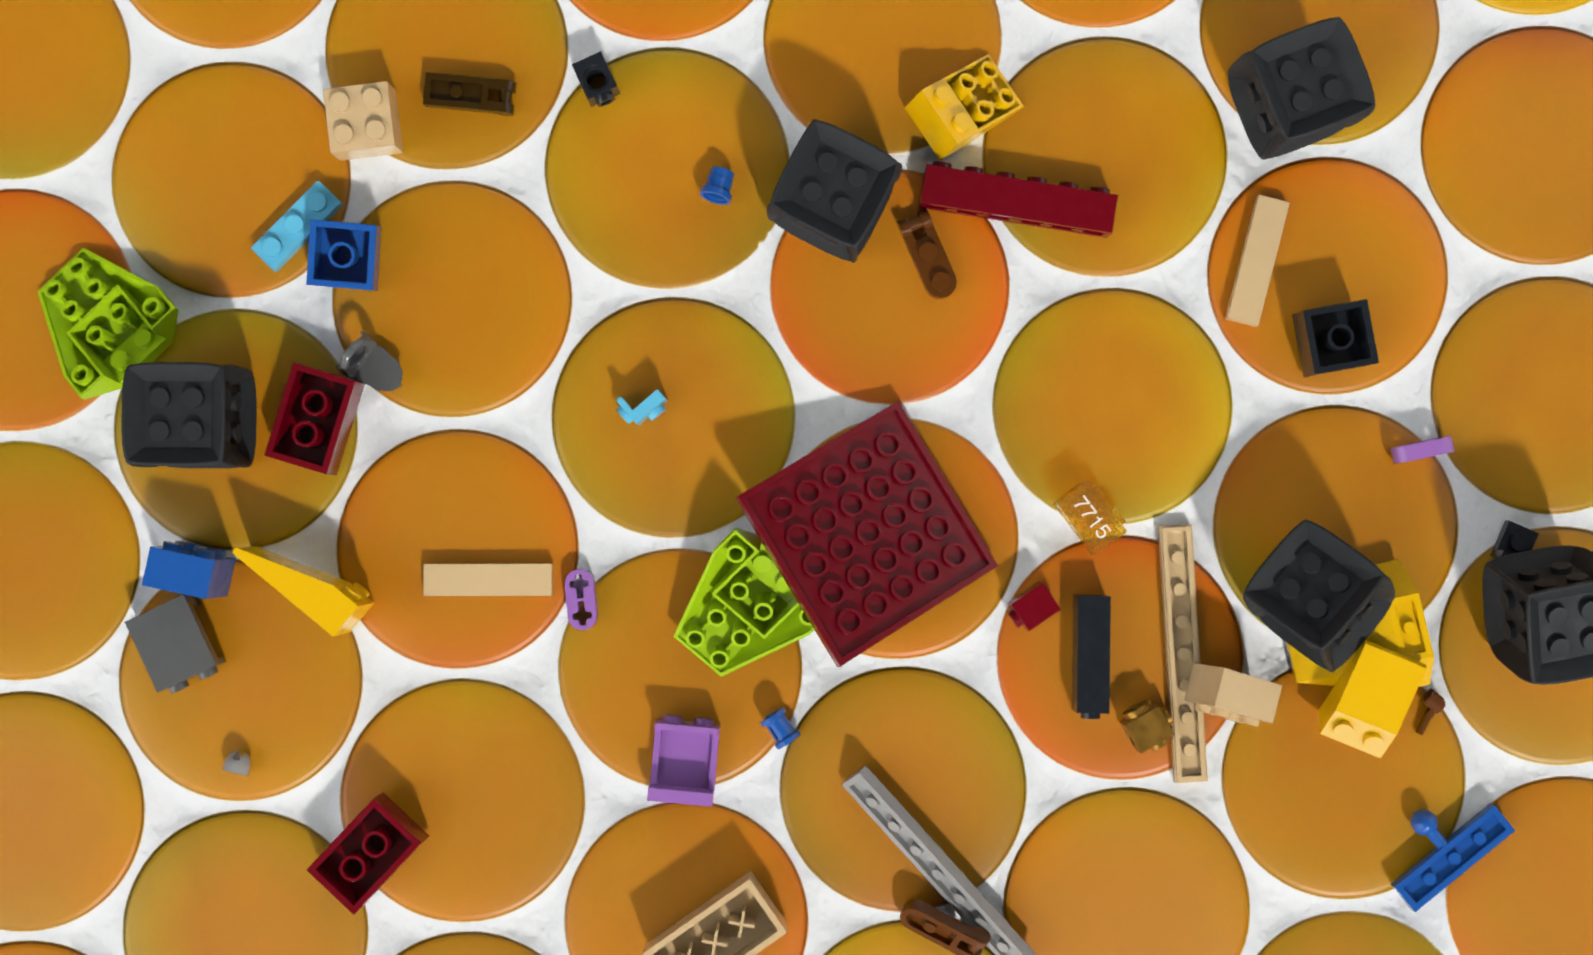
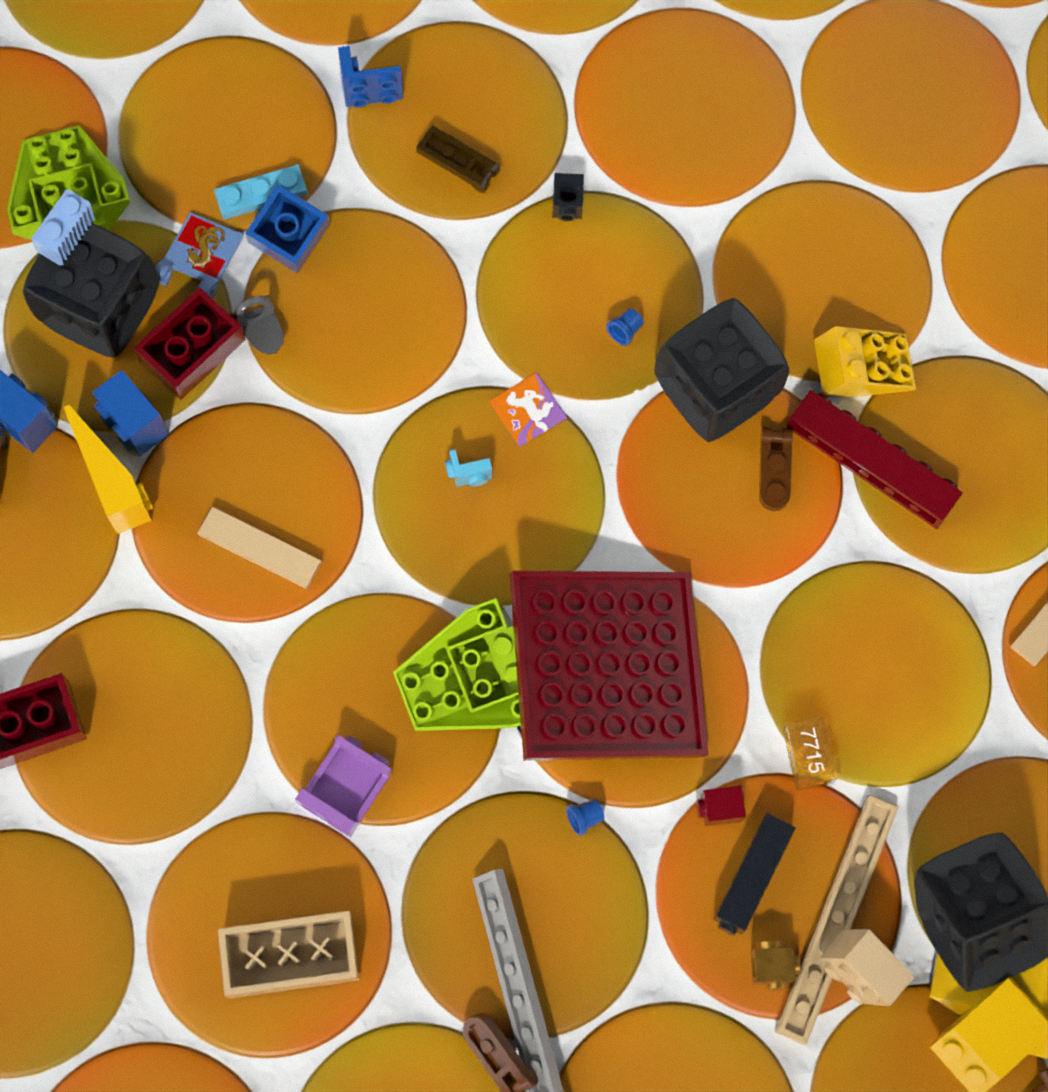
camera: 15 degrees right, 15 degrees down
(129, 386) = (63, 227): none -> light blue brick
(274, 318) = (200, 251): none -> flag
(296, 519) = (129, 414): none -> blue brick
(338, 69) = (368, 85): none -> blue bracket
(363, 121) = (360, 137): tan brick -> none
(573, 599) = (323, 600): medium lavender beam -> none
(667, 315) = (527, 409): none -> sticker
(780, 728) = (444, 799): blue bush -> none
(914, 677) = (584, 816): none -> blue piece

